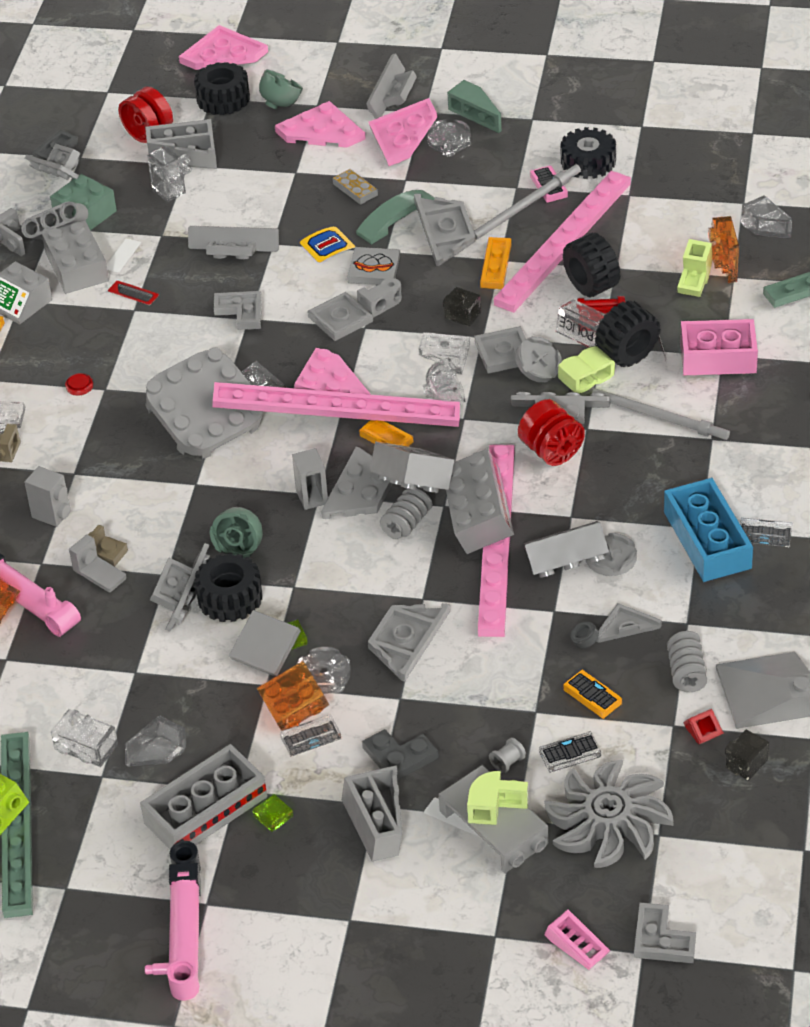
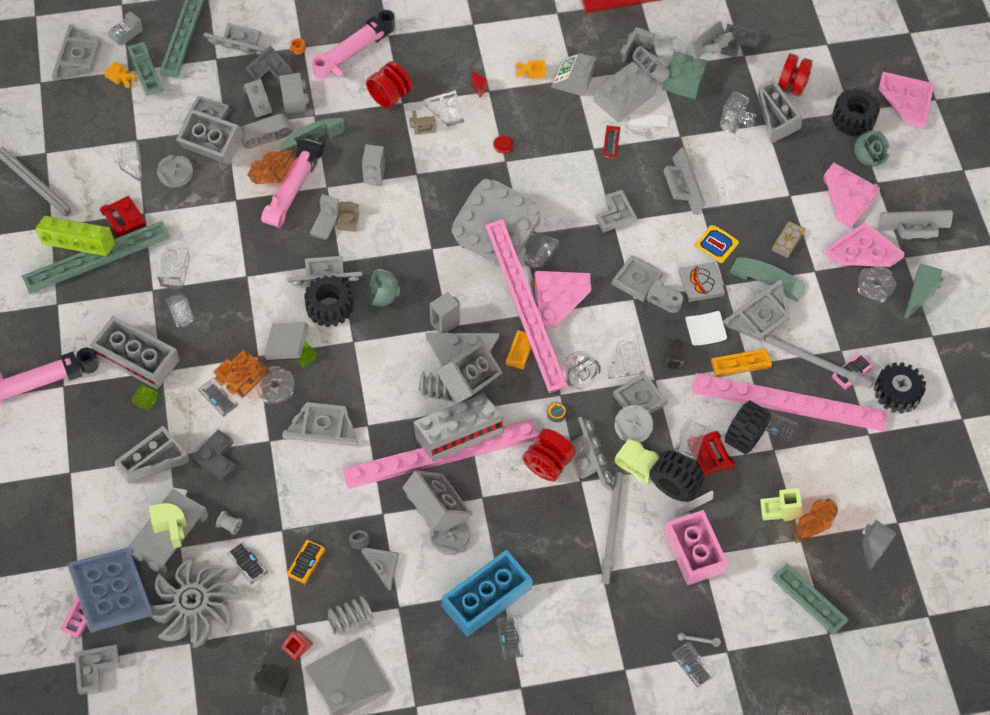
camera: 65 degrees right, 15 degrees up
(436, 278) = (706, 328): none -> white sticker
(488, 424) = (556, 412): none -> dark grey tile
(558, 891) = (109, 589): none -> sand blue plate

